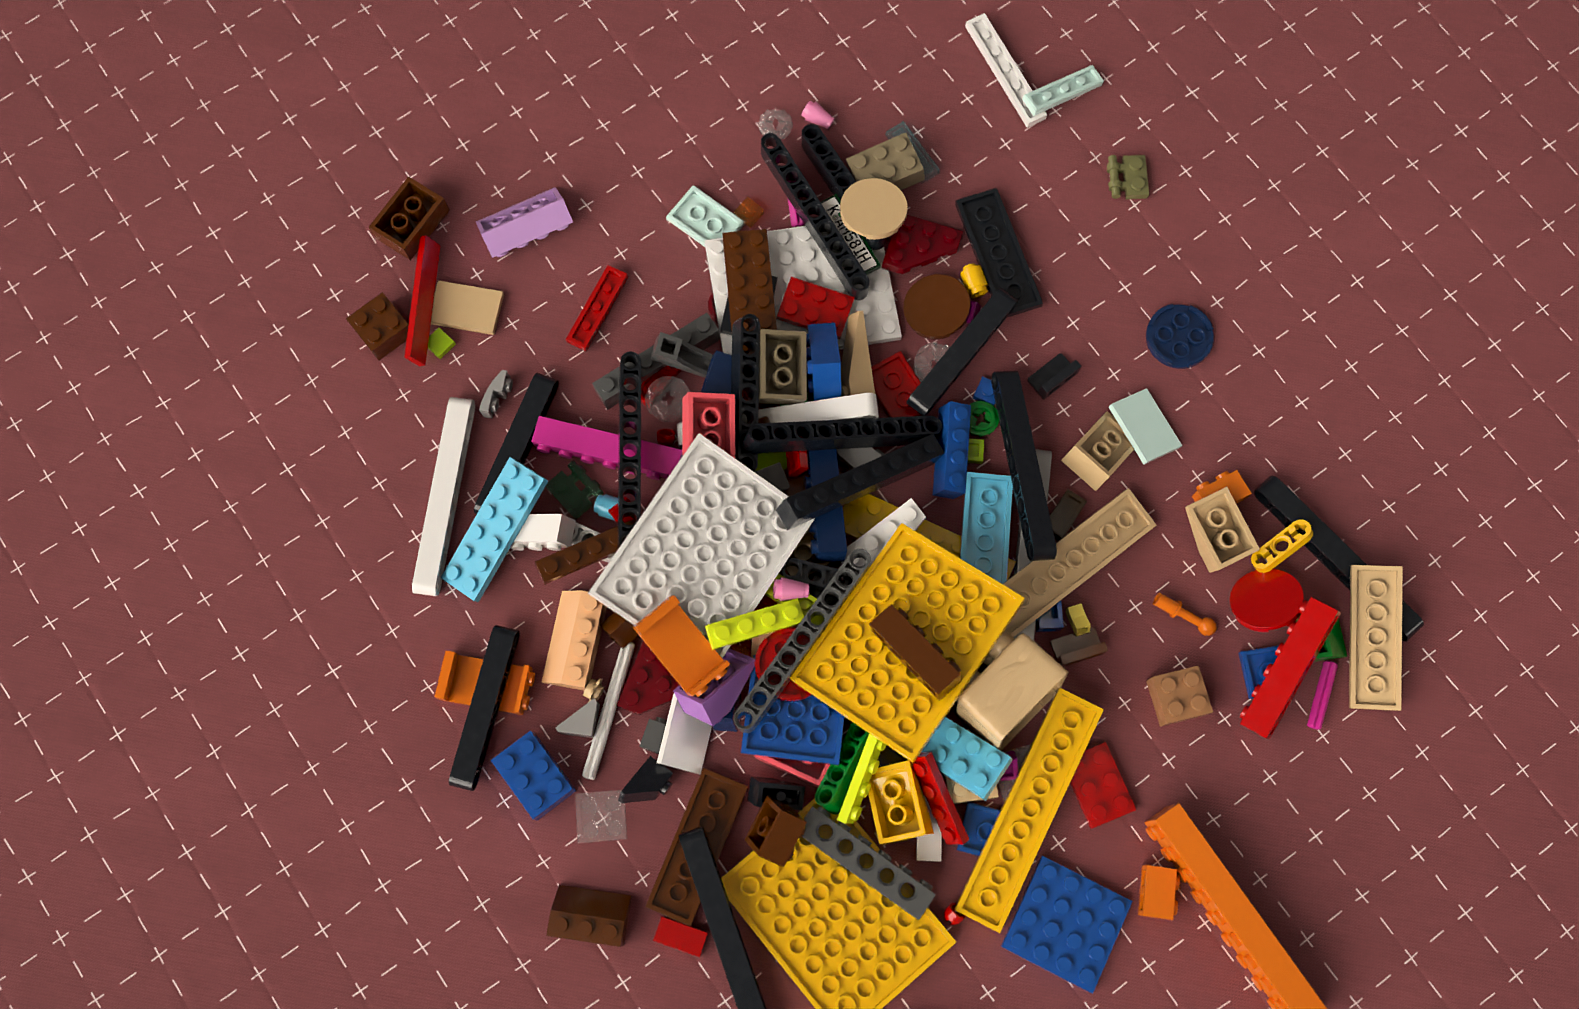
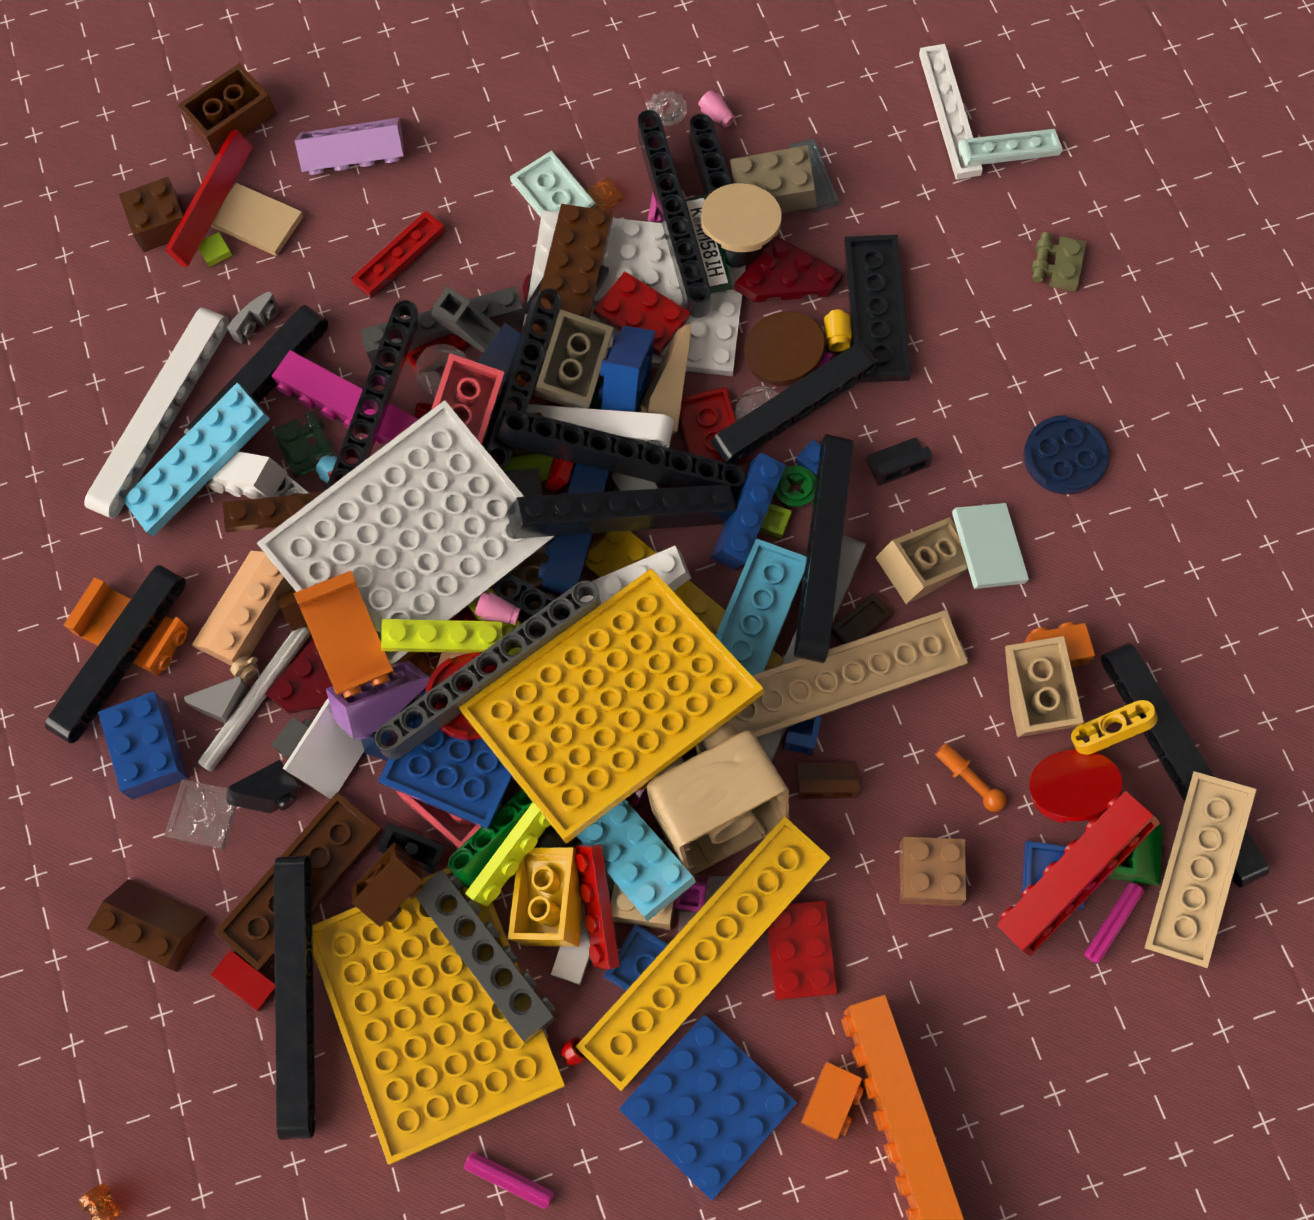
camera: 20 degrees right, 5 degrees down
(915, 652) = (611, 715): reddish brown brick -> none
(1078, 619) = (837, 747): light yellow piece -> none

